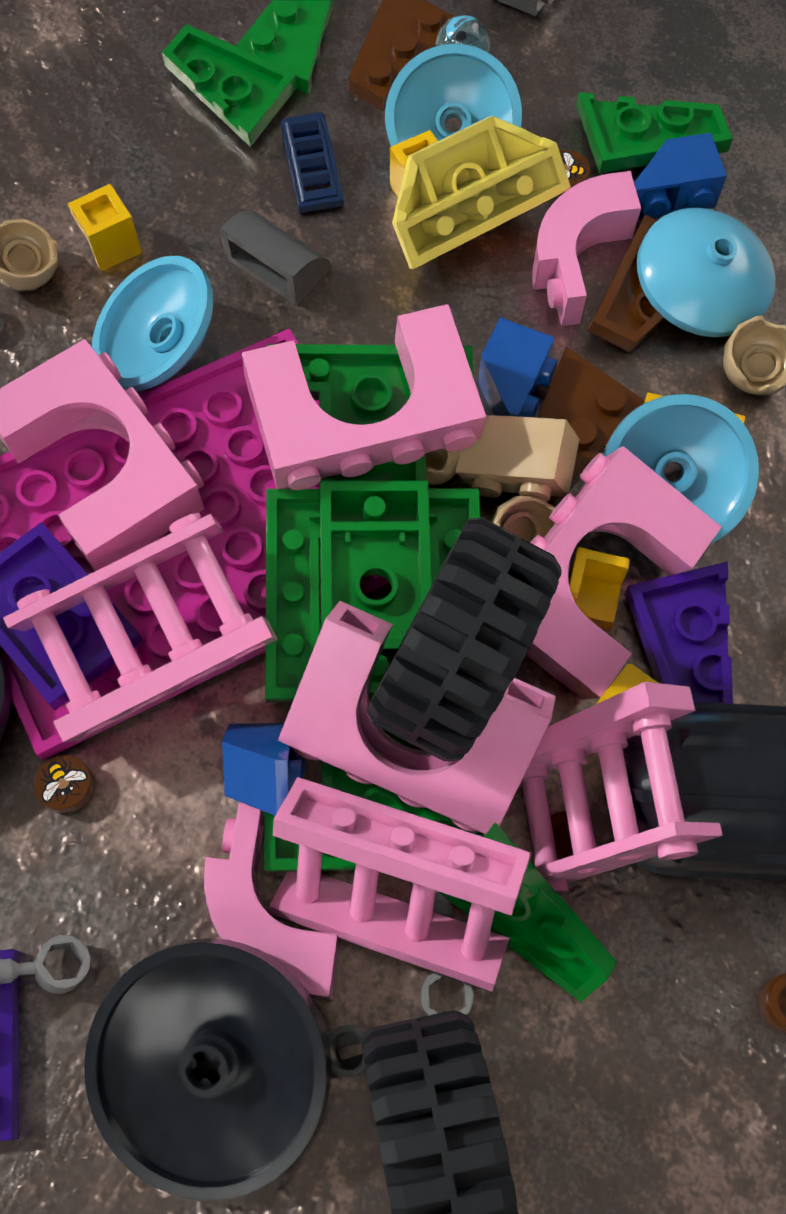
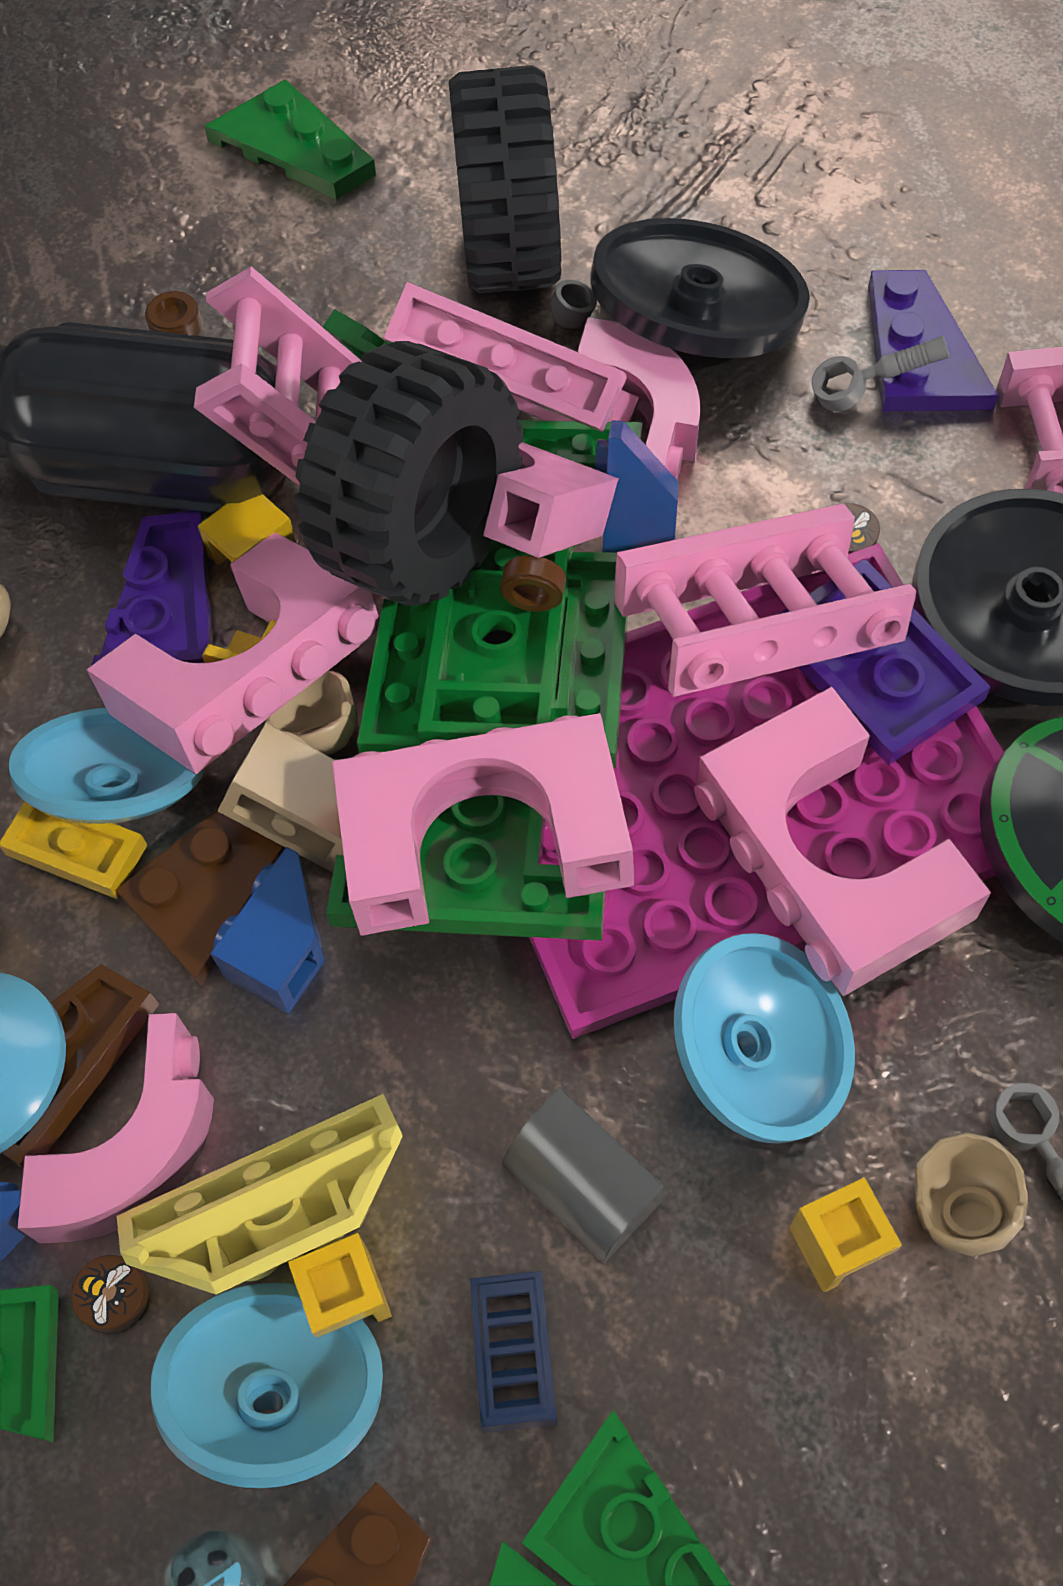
camera: 170 degrees left, 5 degrees down
(349, 594) = (533, 583): none -> reddish brown tile

